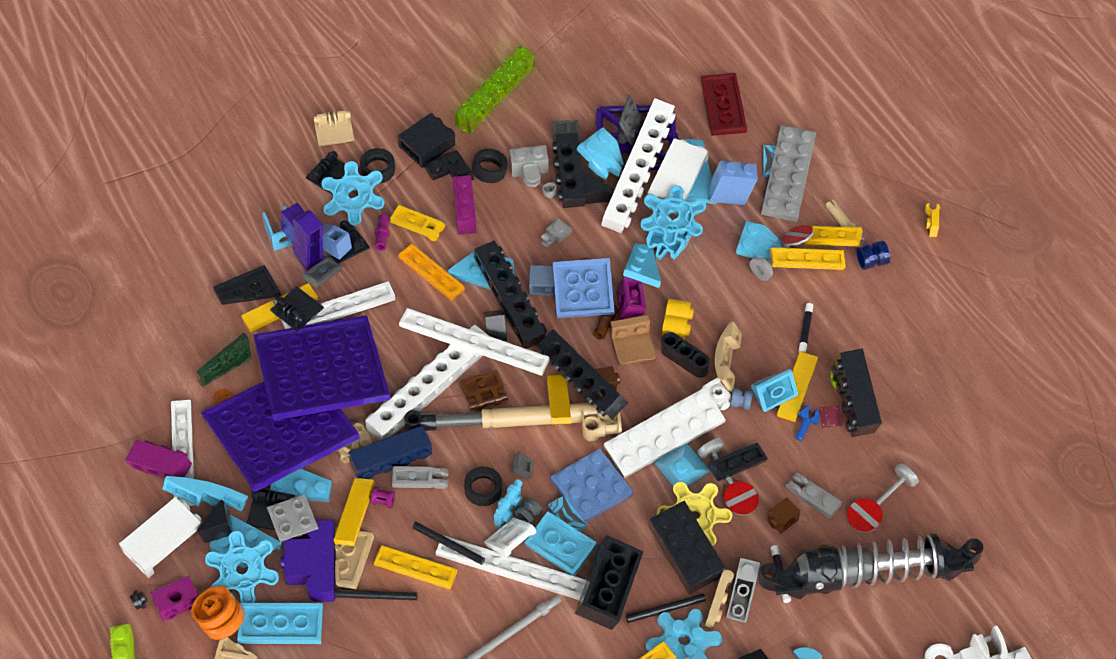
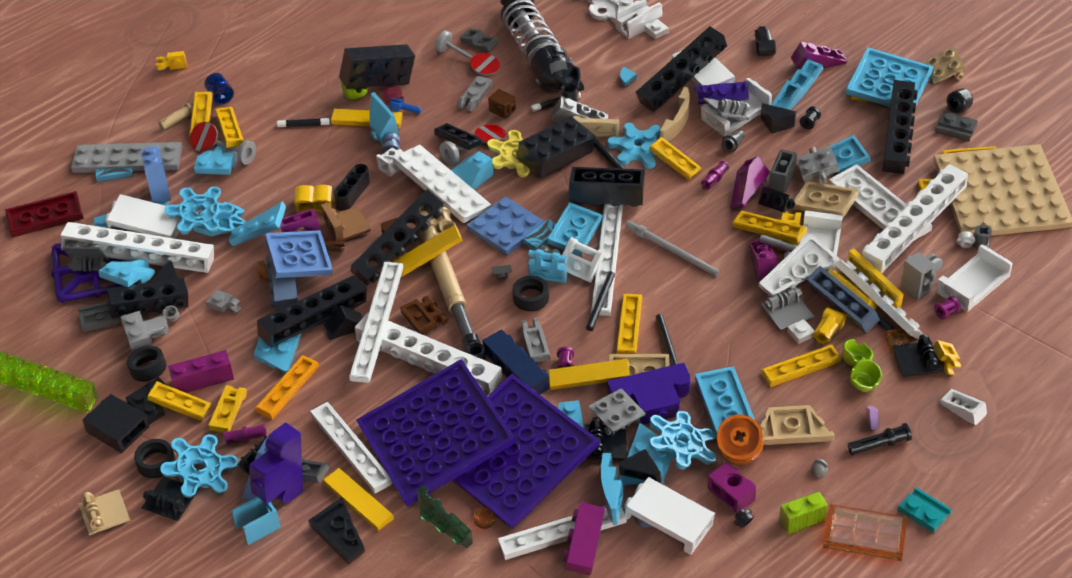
camera: 100 degrees left, 10 degrees down
(296, 308) = (364, 472): black hinge -> none
(436, 187) = (179, 401): none -> yellow tile
(728, 341) = (329, 159): tan slope -> none
(910, 517) = (476, 39): none -> dark grey slope

